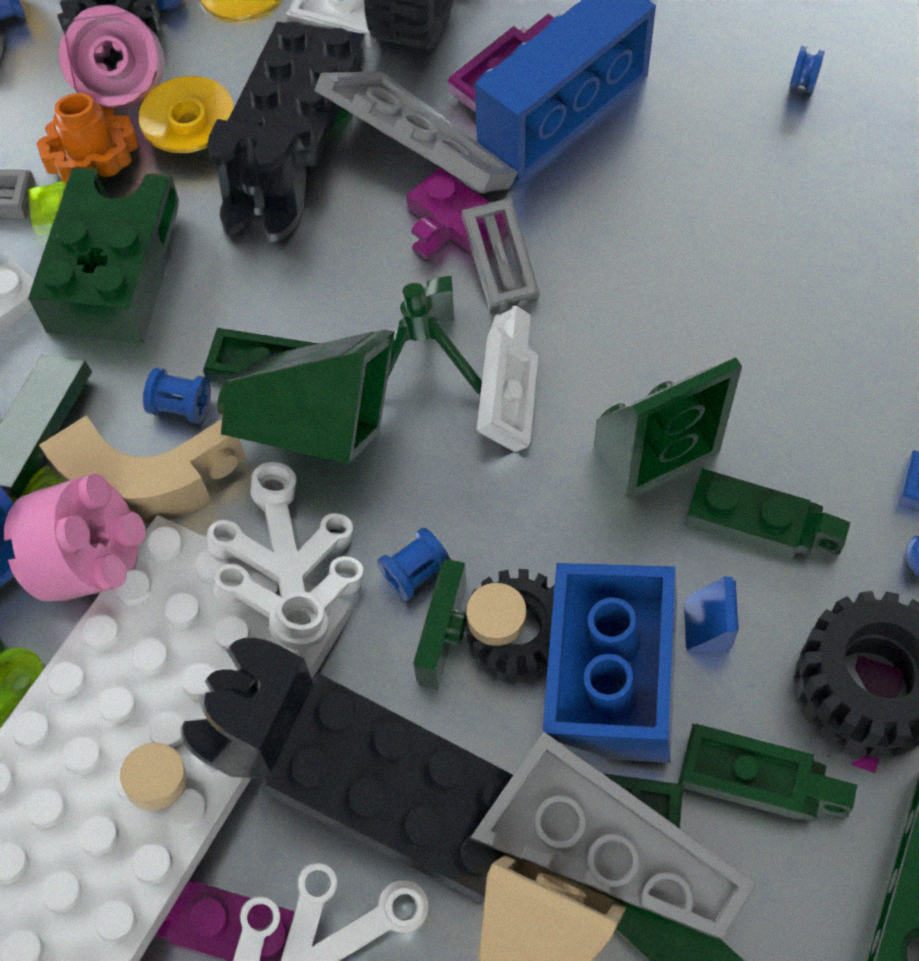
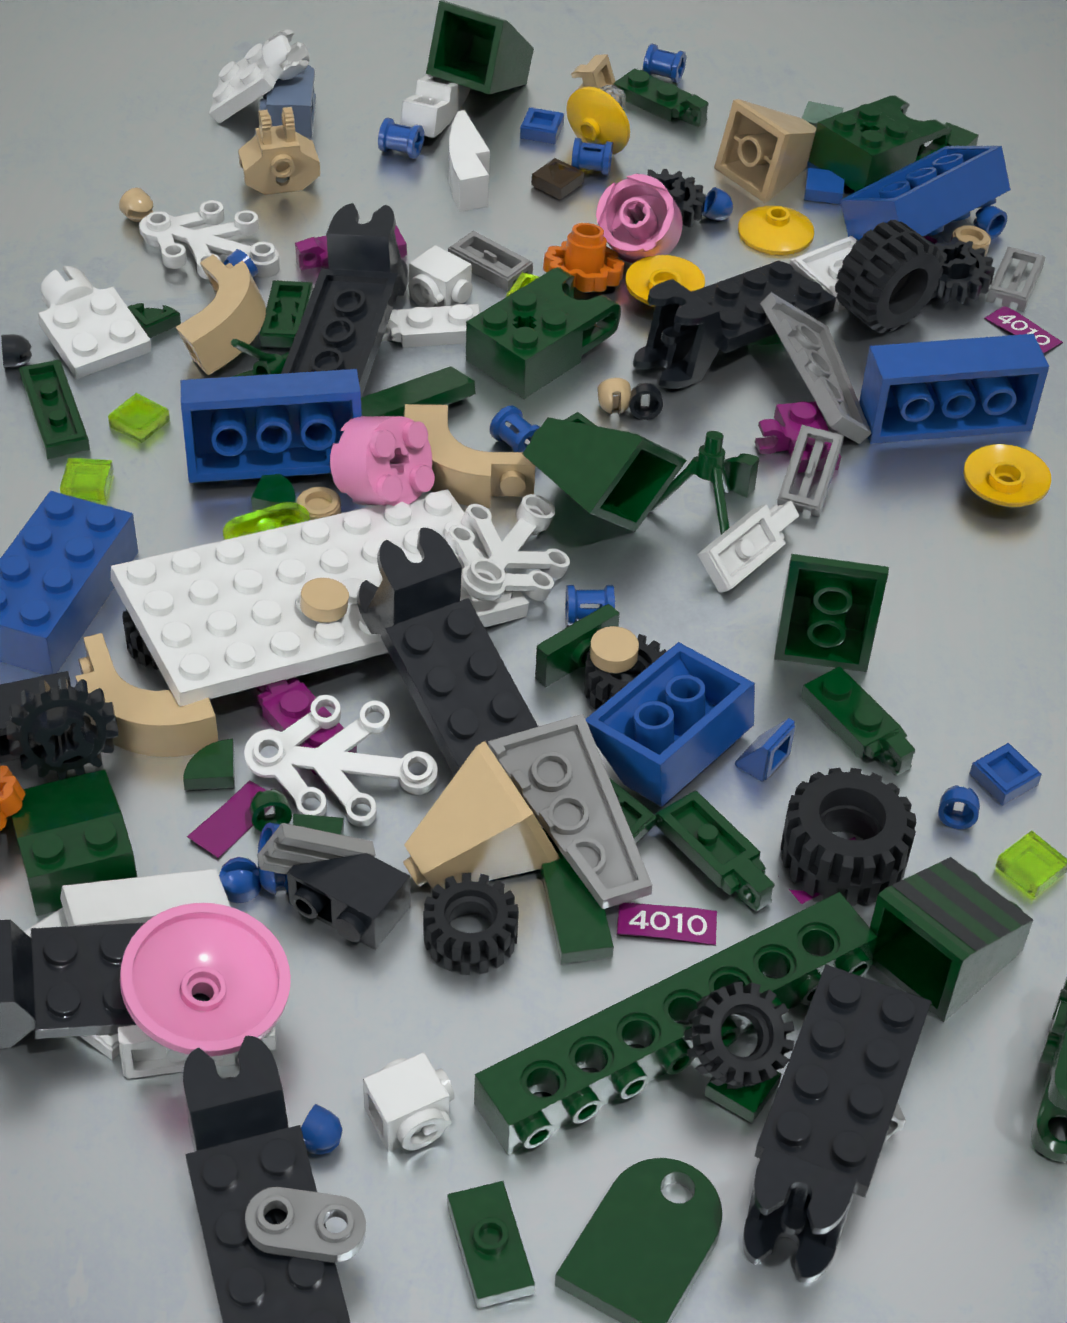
camera: 30 degrees right, 15 degrees down
(32, 626) = (320, 502): none -> tan tile
(239, 283) = (612, 387): none -> tan hinge
(284, 266) = (655, 401): none -> black hinge
(679, 144) = (1007, 475): none -> yellow dish
(782, 894) = (668, 922): none -> magenta sticker

